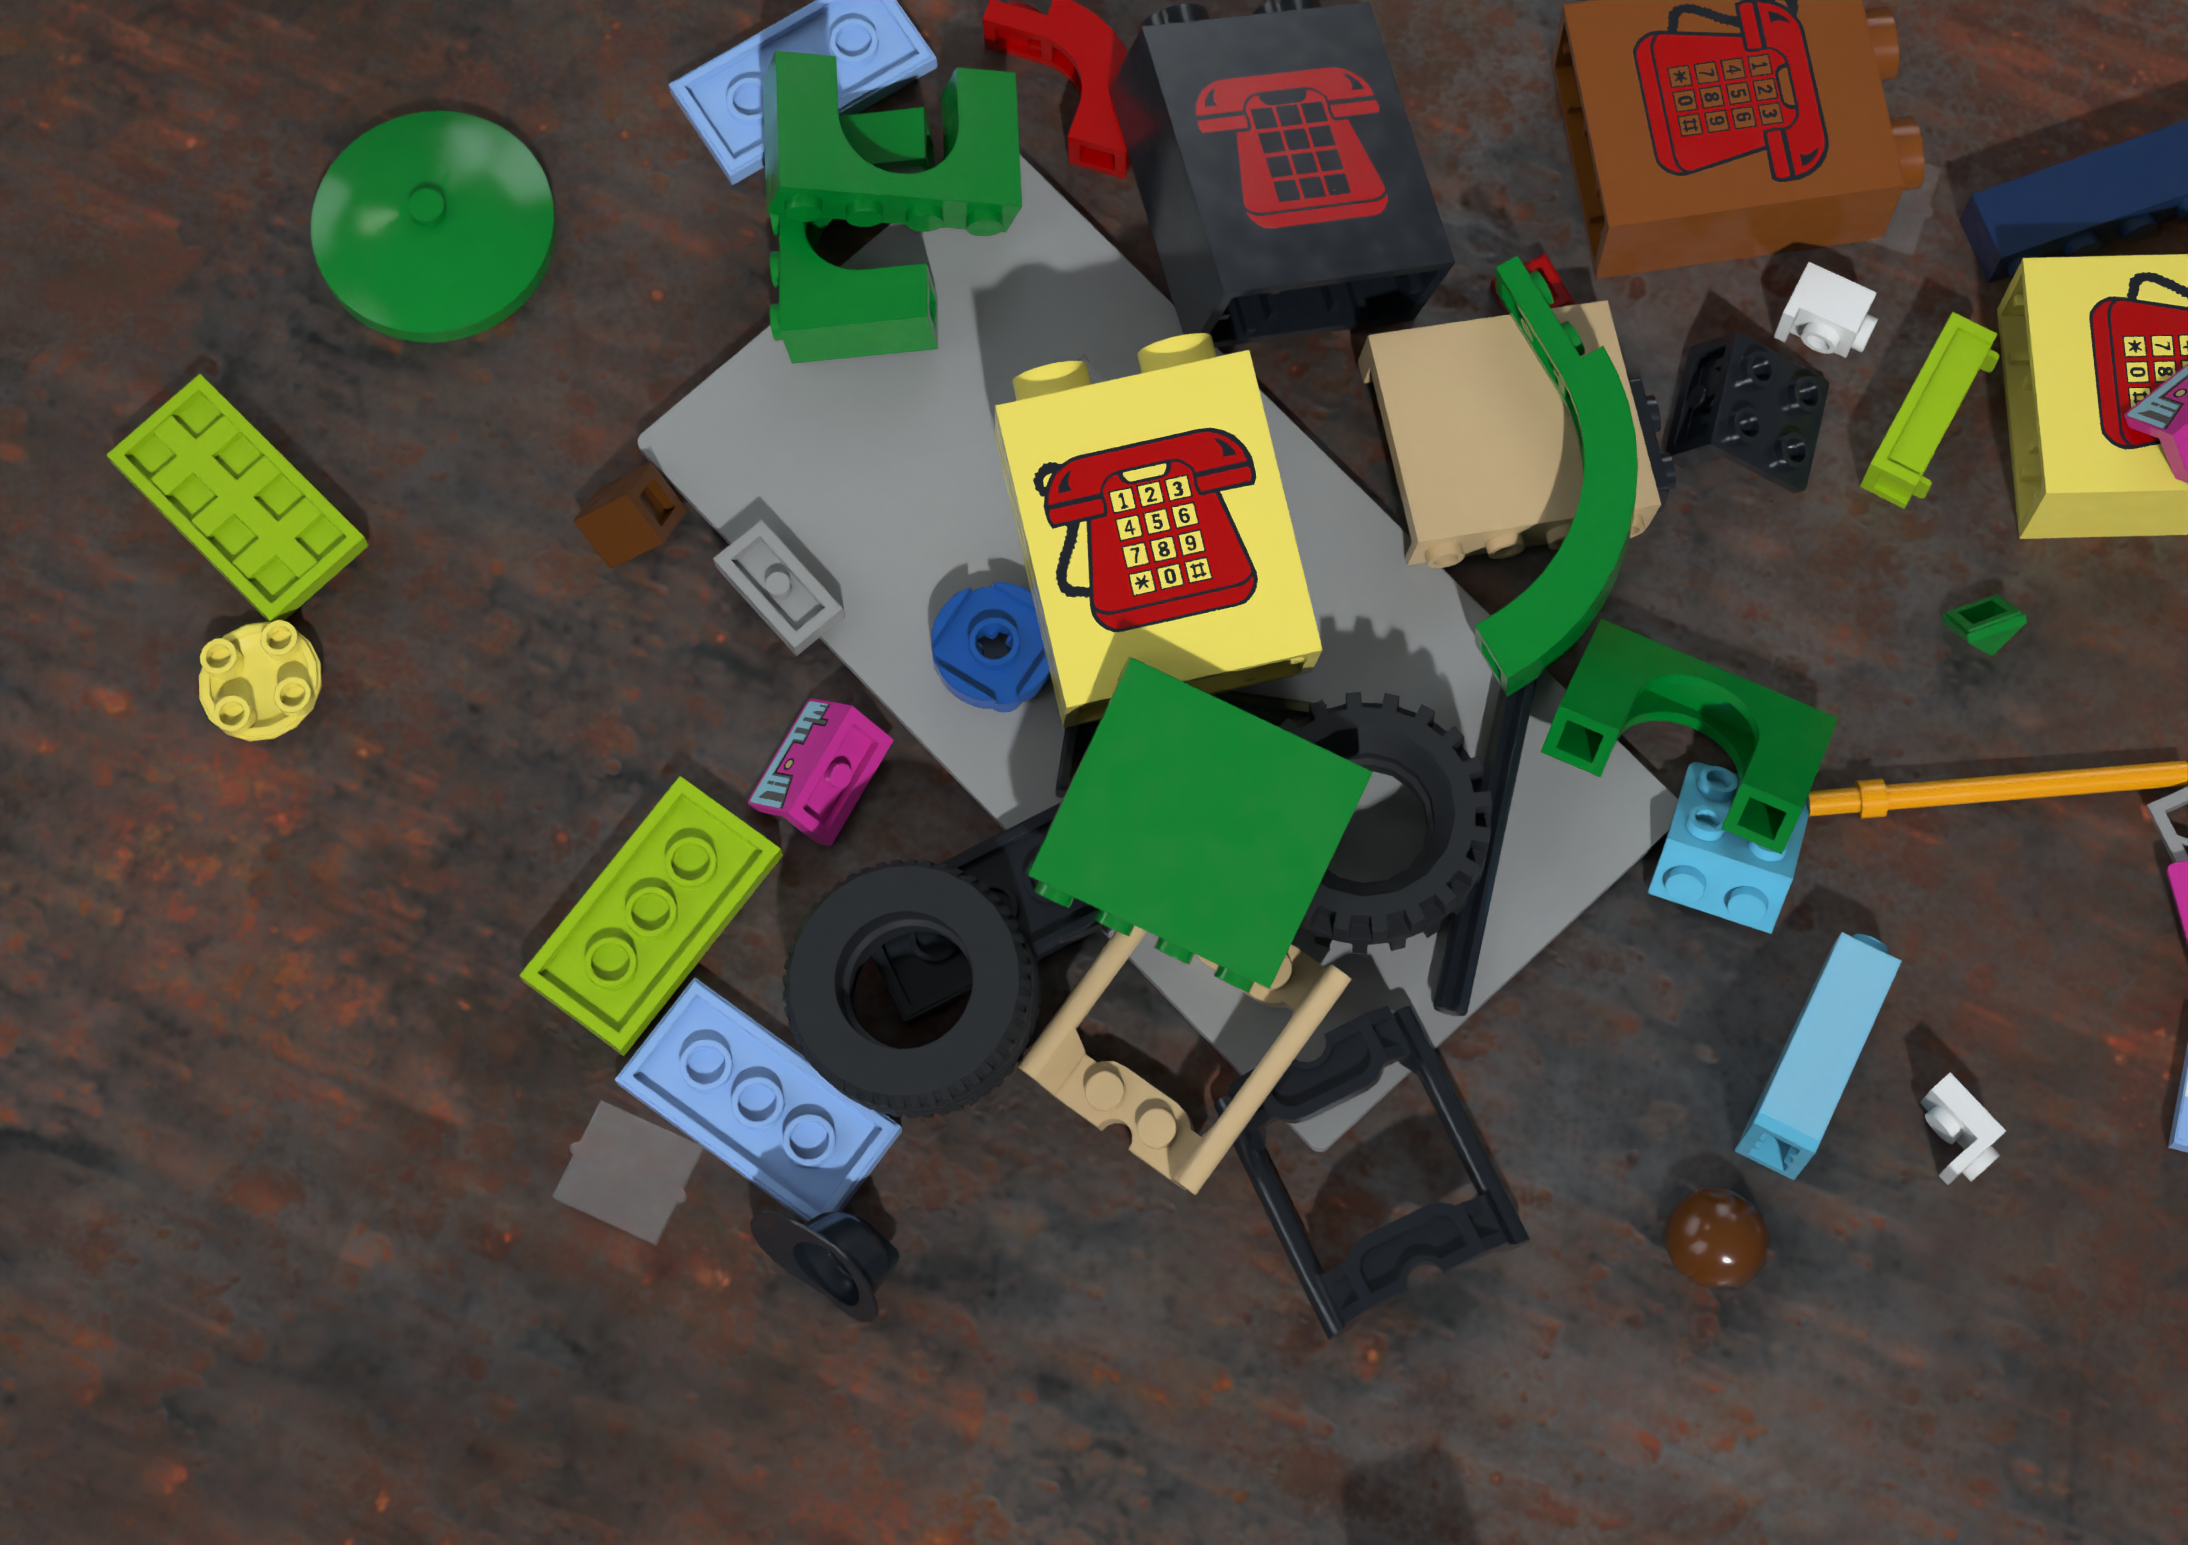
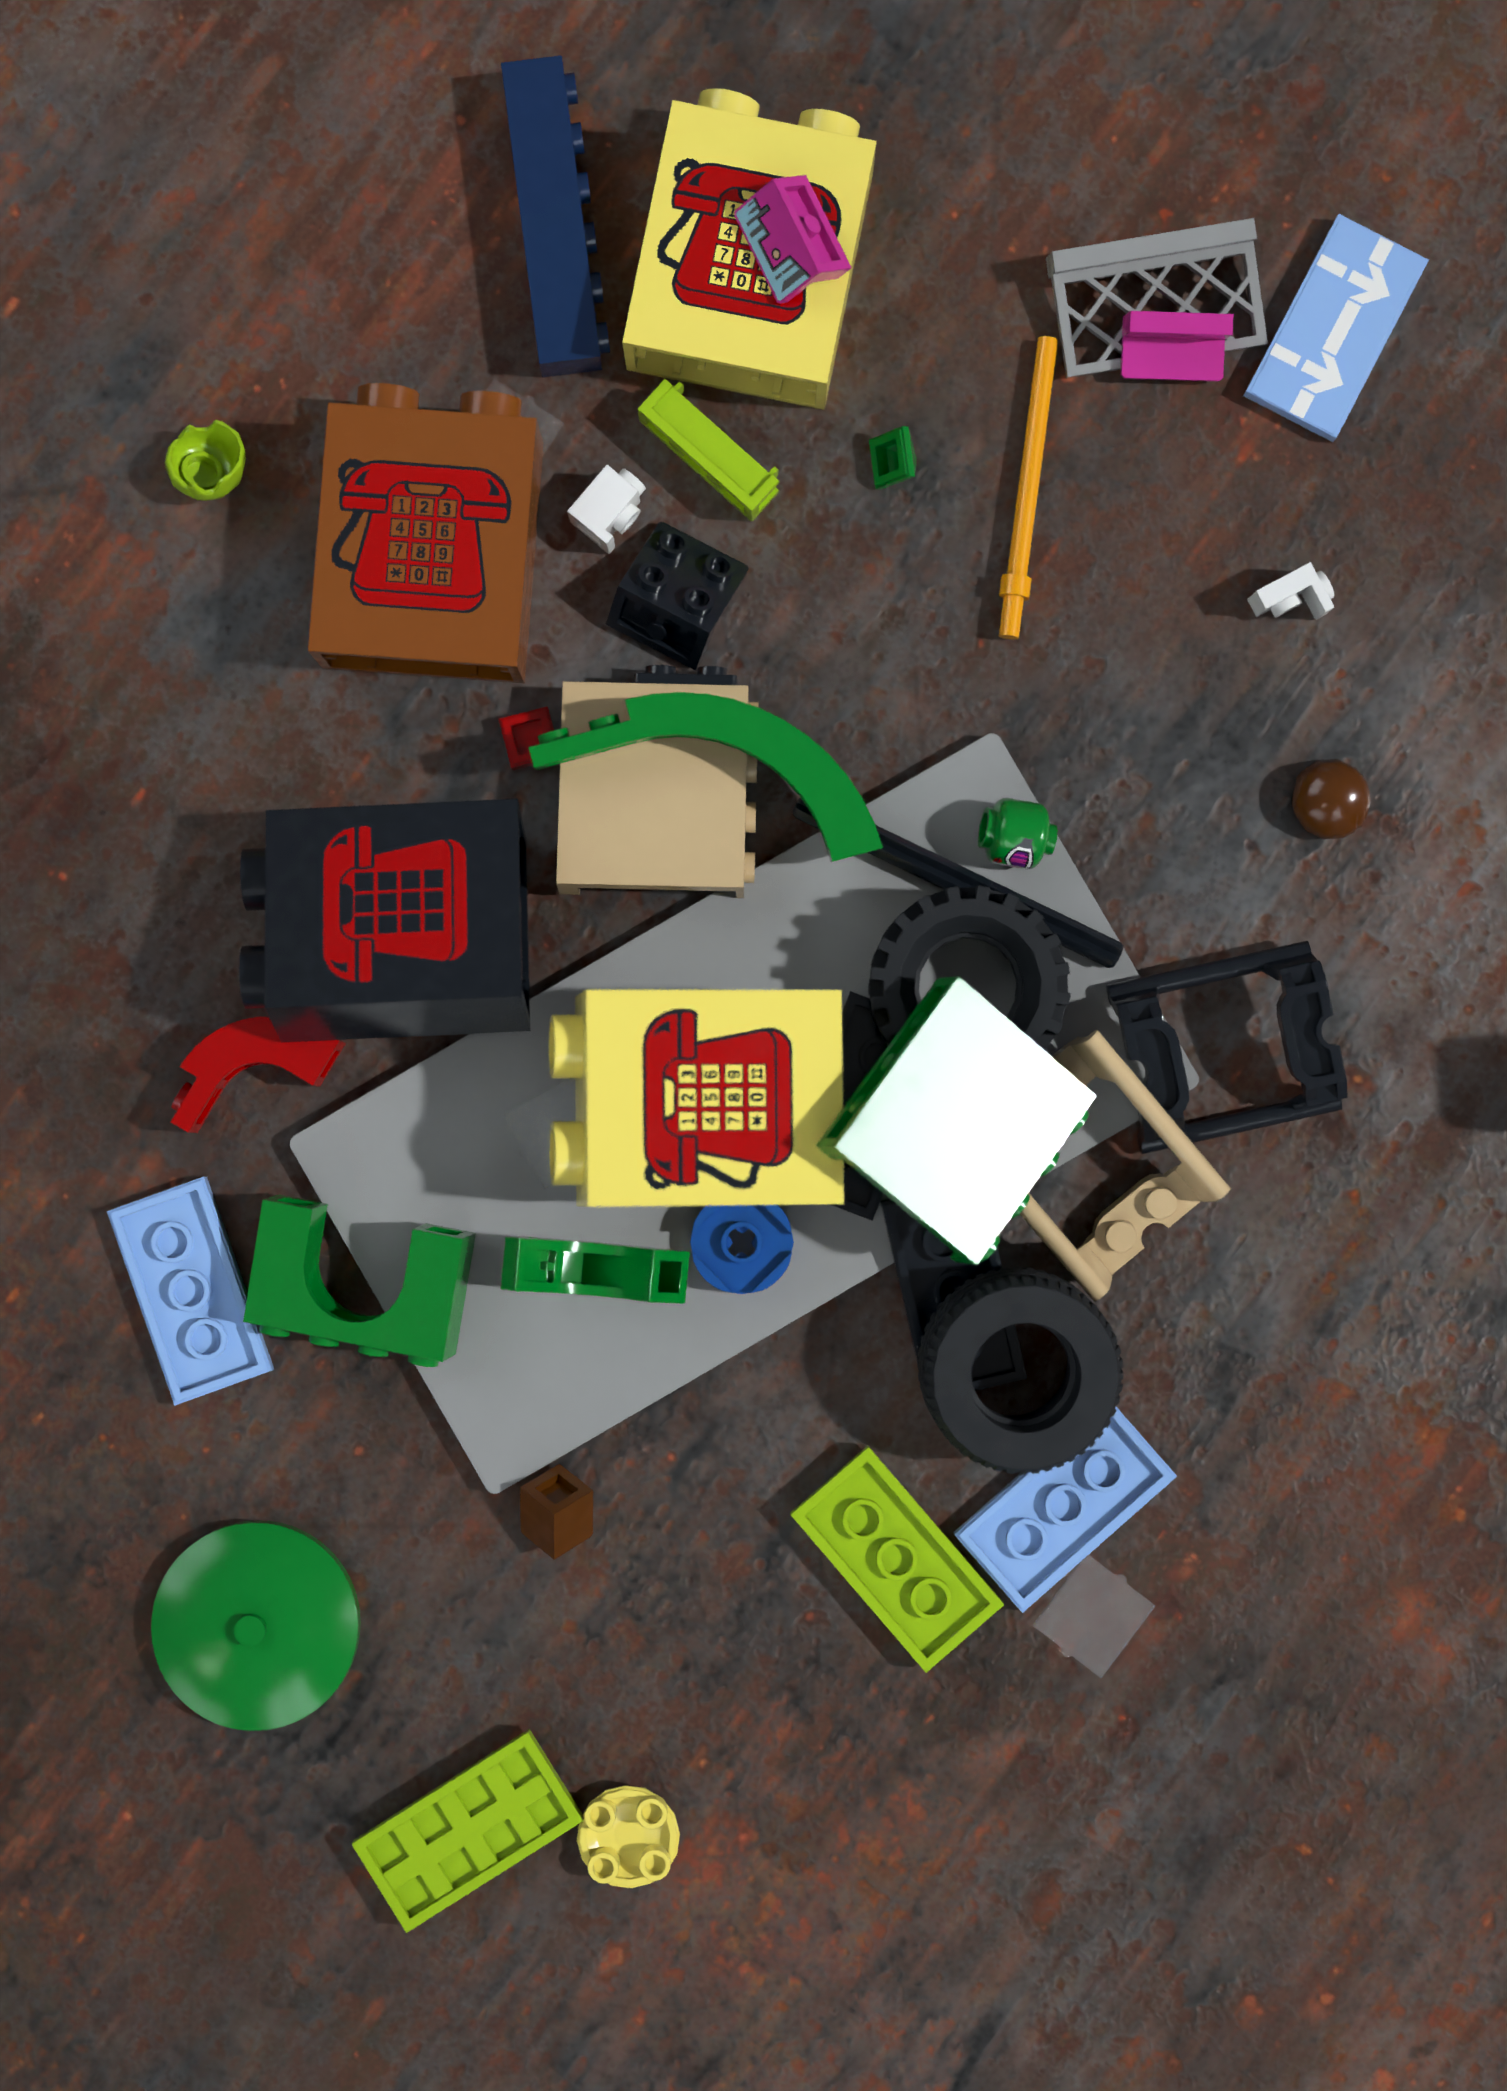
camera: 80 degrees left, 15 degrees up
(779, 587) = (653, 1405): light grey plate -> none
(819, 175) = (309, 1304): green arch -> none
(821, 769) = (806, 1402): dark pink panel -> none
(831, 1254) = (1201, 1465): black piece -> none
(923, 473) = (595, 1269): none -> green arch
(1568, 850) = (1016, 833): none -> green head
(1718, 869) = (1029, 703): medium azure bracket -> none
(1765, 733) = (955, 651): green arch -> none
(1819, 1055) = (1216, 683): medium azure slope -> none

